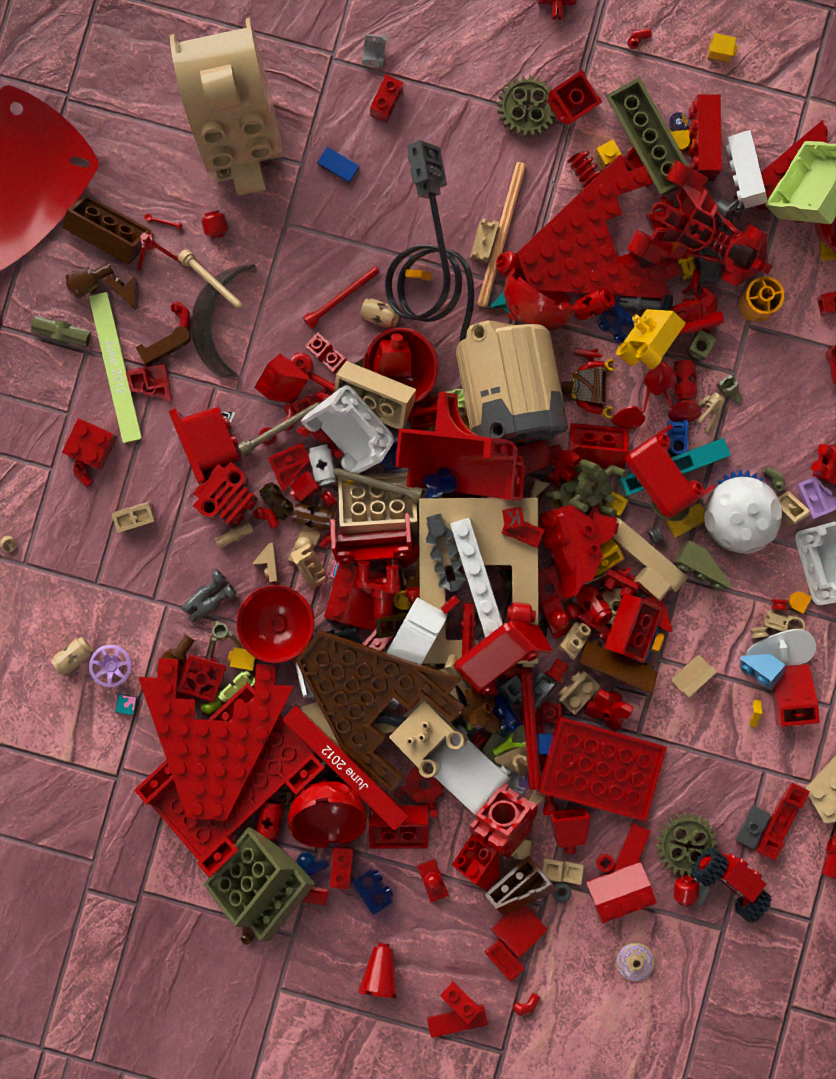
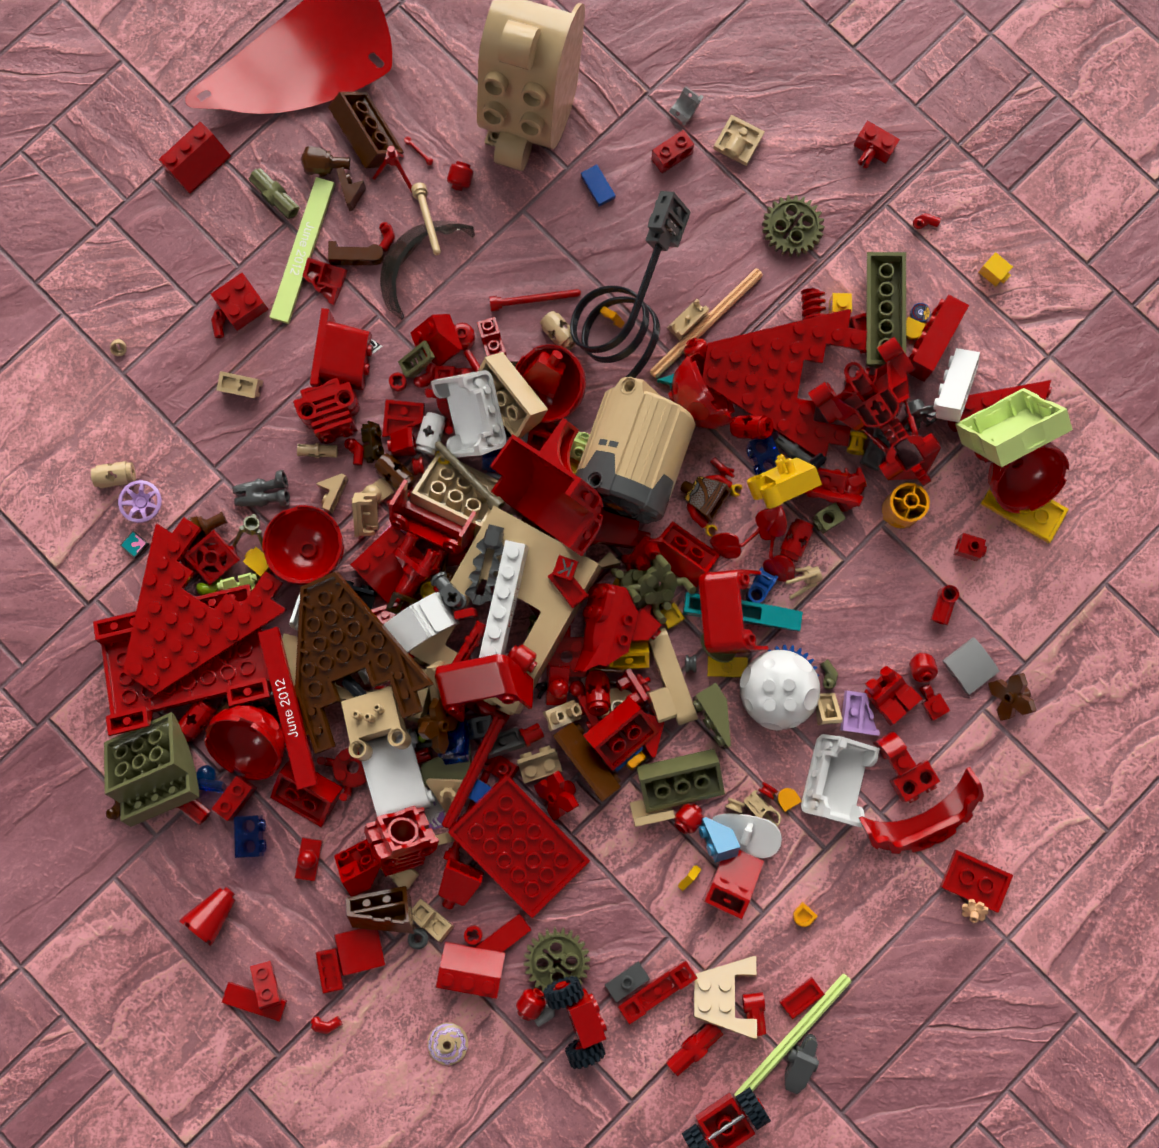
camera: 30 degrees right, 5 degrees down
(248, 446) = (374, 380): dark tan piece -> none
(267, 418) = (405, 363): none -> olive slope
(424, 593) = (449, 592): none -> dark grey connector
(437, 55) = (738, 140): none -> tan plate
(440, 483) = (523, 505): clear blue plate -> none
(508, 744) = (444, 773): lime bar -> none
(573, 98) = (836, 239): red slope -> none
(694, 282) = (853, 460): red bar -> none
(703, 637) = (680, 780): none -> olive slope
(728, 665) = (688, 818): none -> red head
(730, 387) = (833, 569): olive piece -> none

